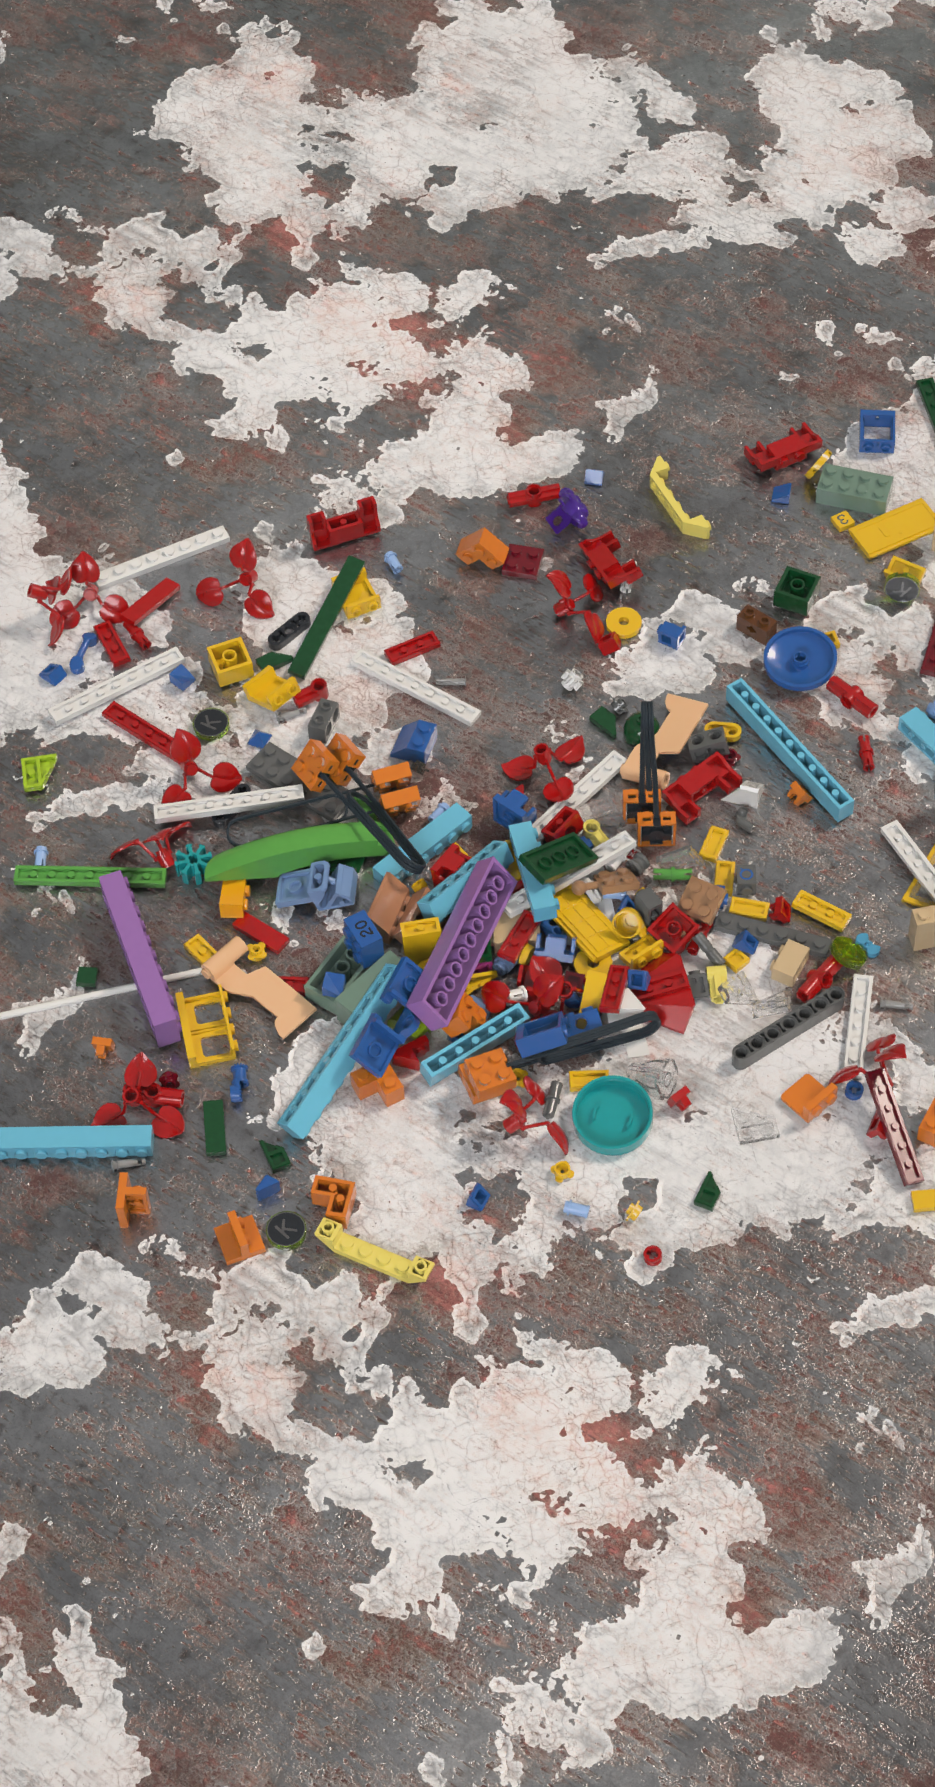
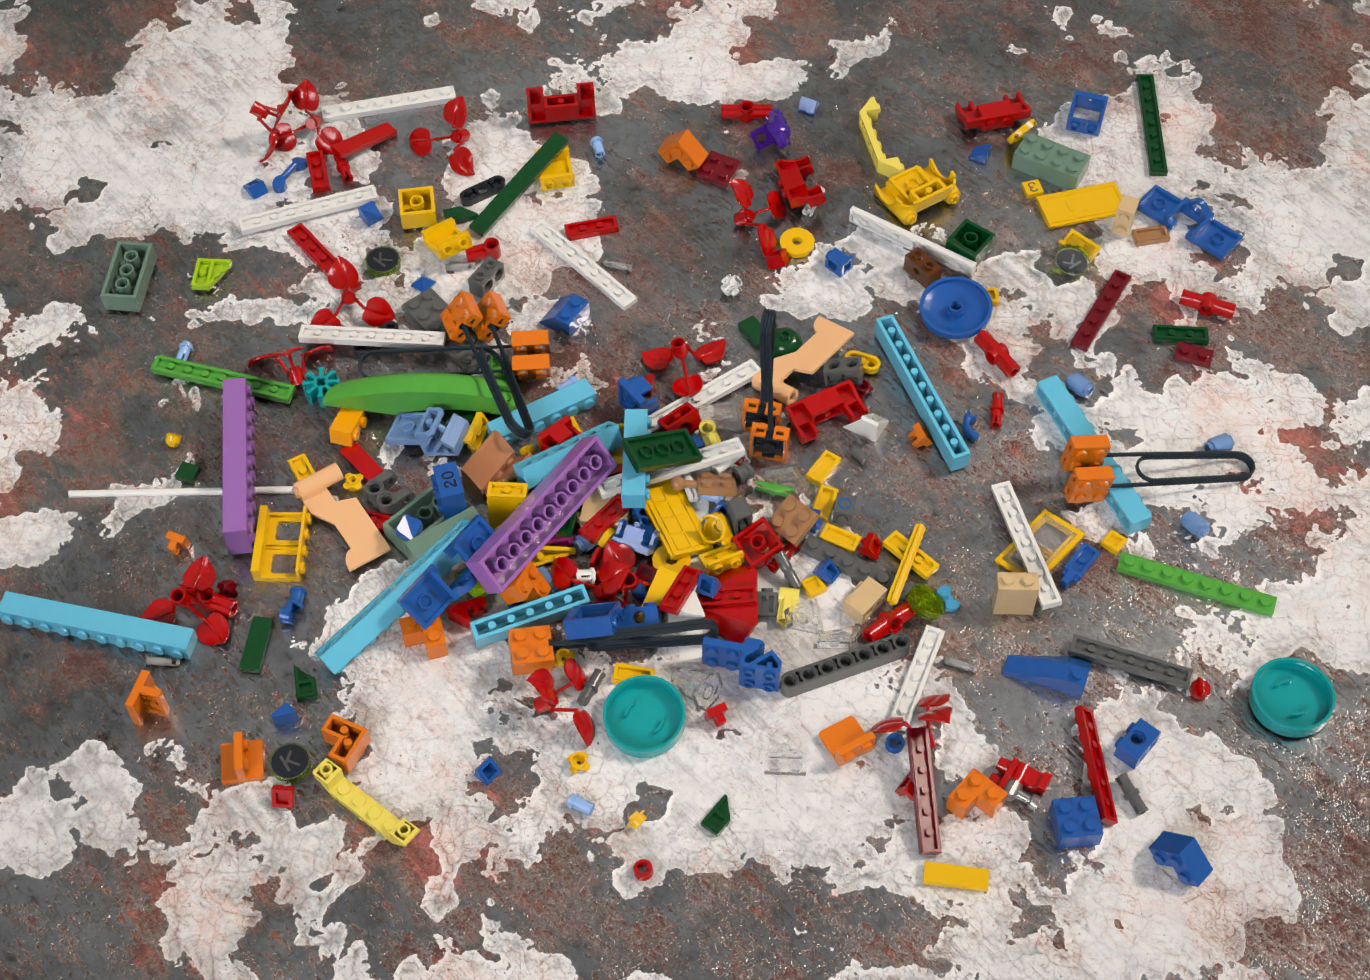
camera: 10 degrees right, 0 degrees up
(61, 947) = (173, 439): none -> yellow hinge
(291, 960) = (380, 485): none -> dark grey piece
(291, 1262) = (283, 796): none -> red tile
(364, 878) = (476, 432): none -> yellow tile
(696, 1040) = (754, 666): none -> blue piece
(729, 545) = (917, 190): none -> yellow piece
(738, 599) = (911, 241): none -> white tile
(820, 920) = (905, 564): none -> yellow axle
(842, 777) = (967, 429): none -> blue piece

